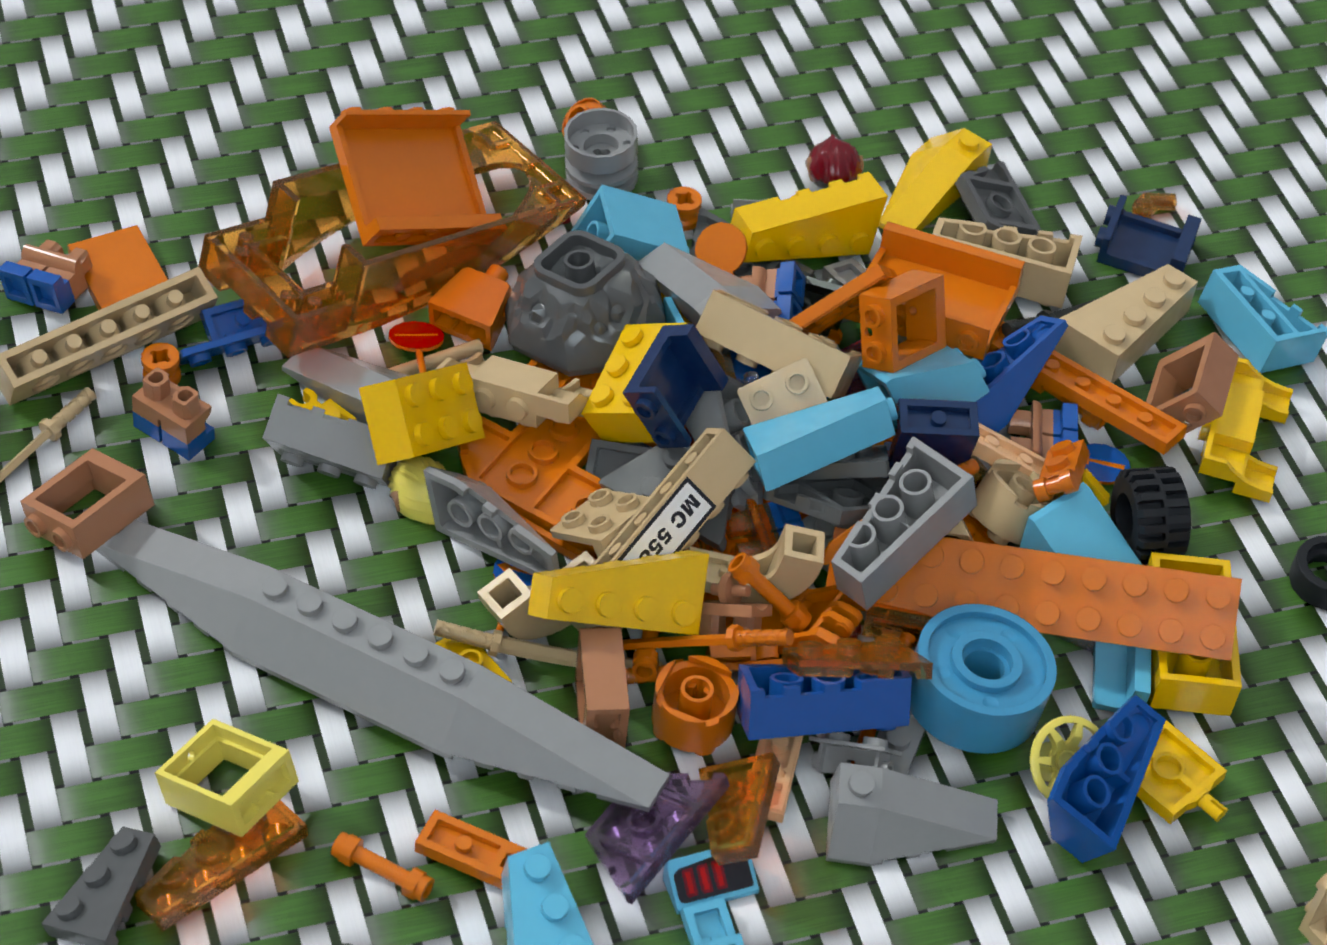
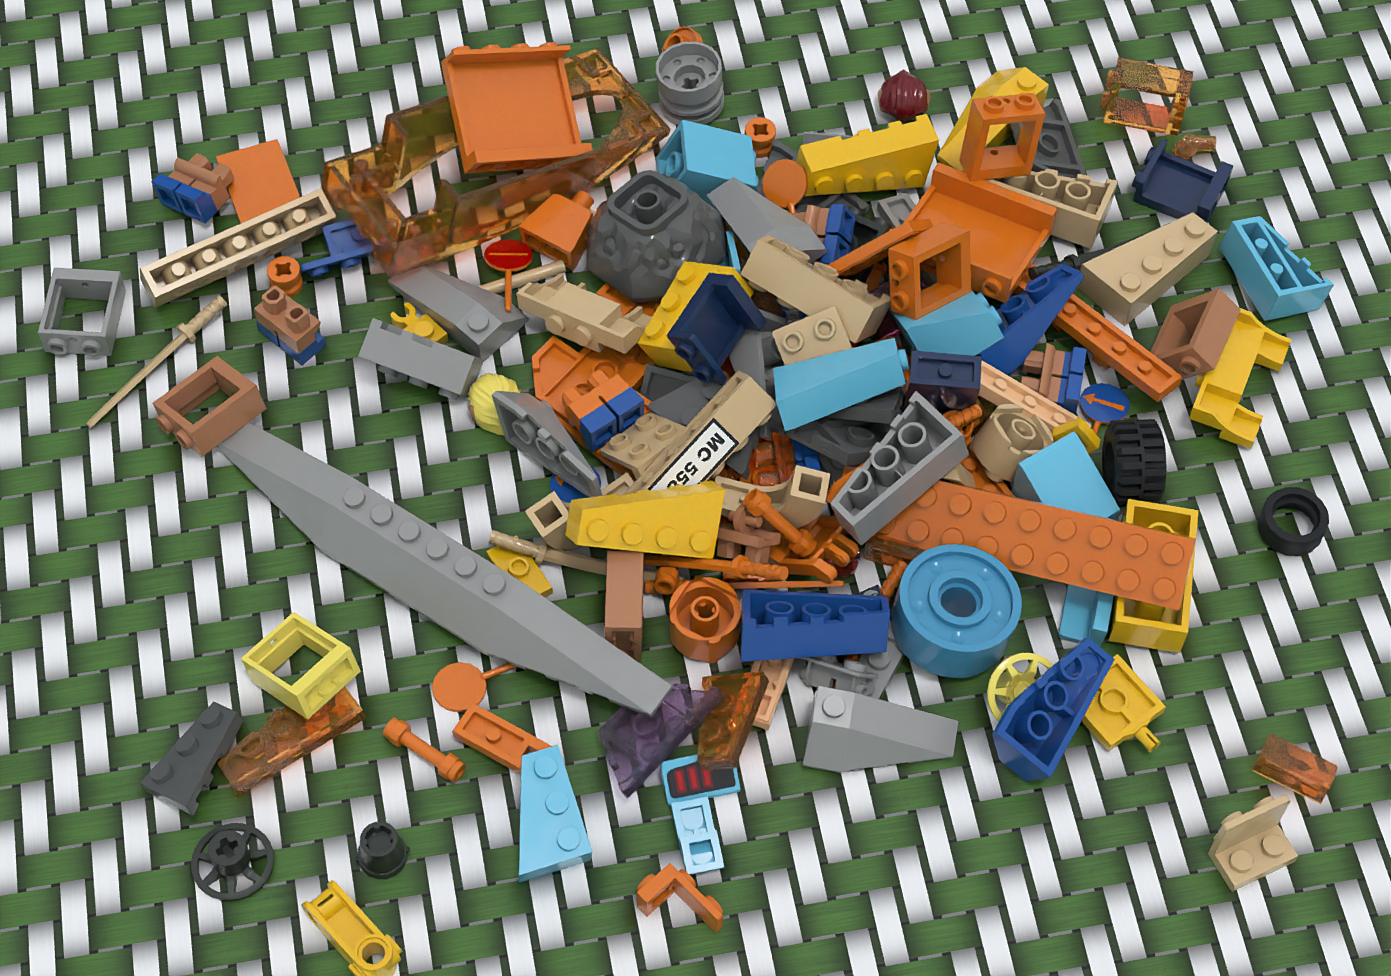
camera: 10 degrees right, 10 degrees up
(416, 793) = (462, 684): none -> orange piece
(422, 413) = (497, 339): yellow brick -> none
(550, 487) = (604, 410): none -> hips
(841, 659) = (858, 590): clear orange wing -> none
(960, 217) = (1001, 161): none -> orange window
(1061, 470) = (1057, 417): orange plate -> none
(1099, 132) = (1148, 79): none -> clear orange window

